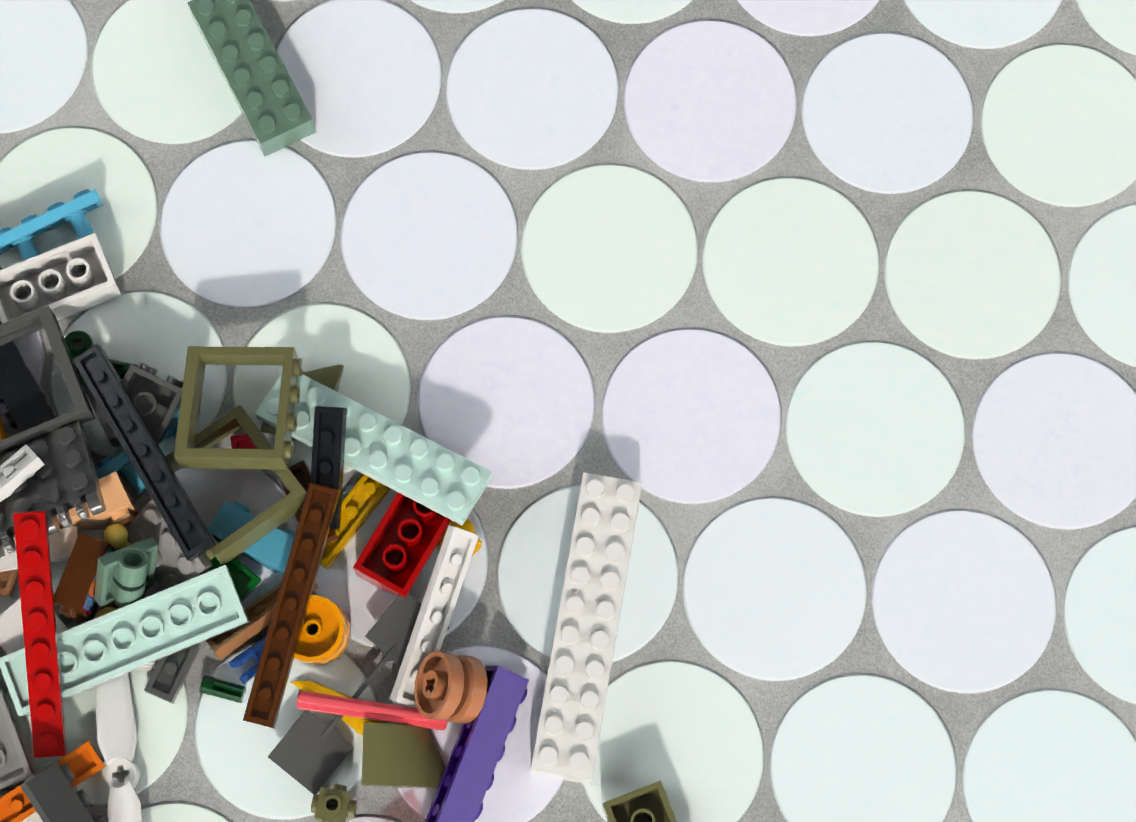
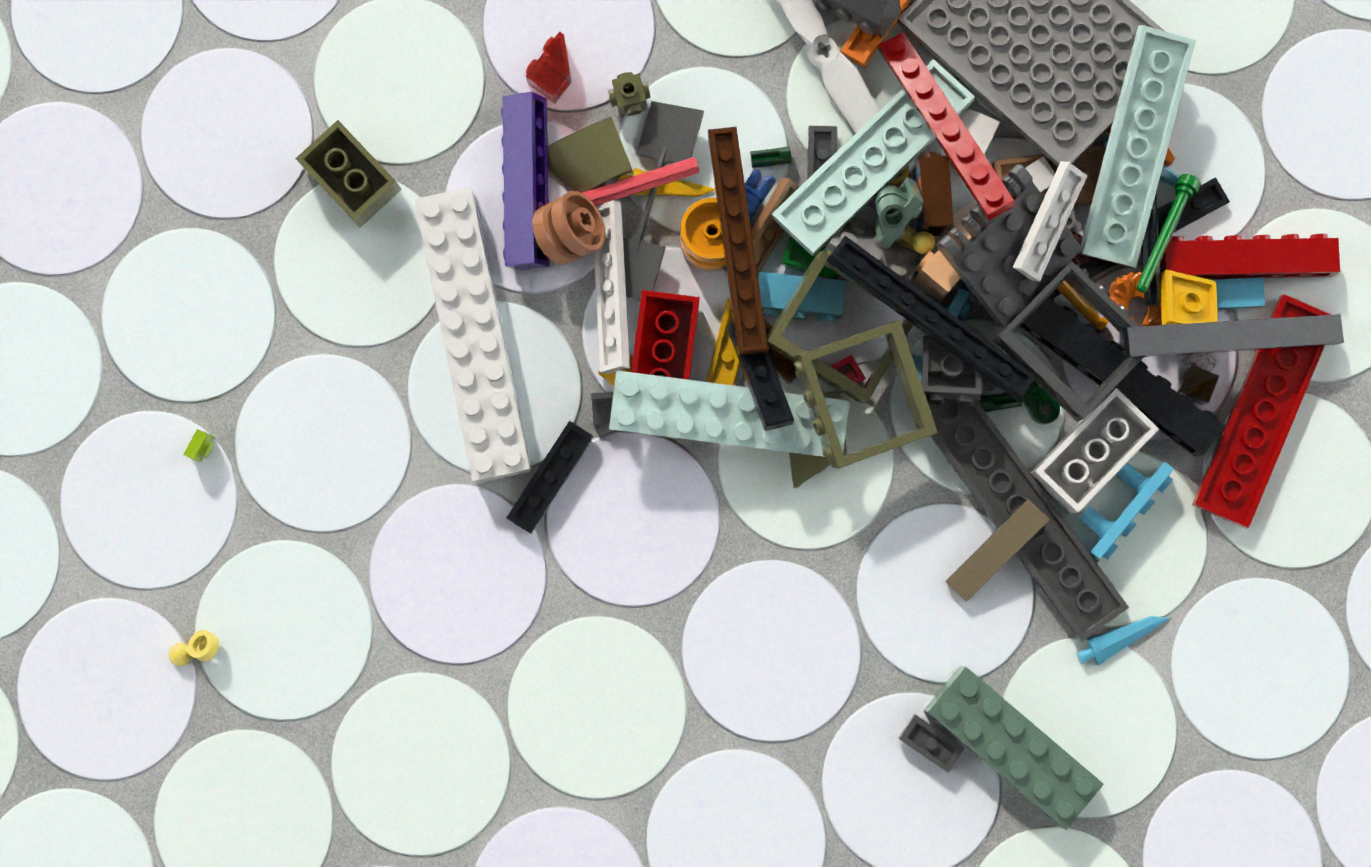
camera: 160 degrees right, 10 degrees up
(120, 122) = (1111, 642): none -> medium azure bar
(143, 253) = (1000, 487): none -> dark grey plate
(183, 235) = (997, 549): none -> dark tan tile
(322, 99) = (931, 743): none -> dark grey plate
(488, 509) = (601, 407): none -> dark grey panel
(567, 465) = (550, 477): none -> black plate
(893, 626) = (199, 446): none -> lime plate
(979, 441) = (201, 646): none -> light yellow plate

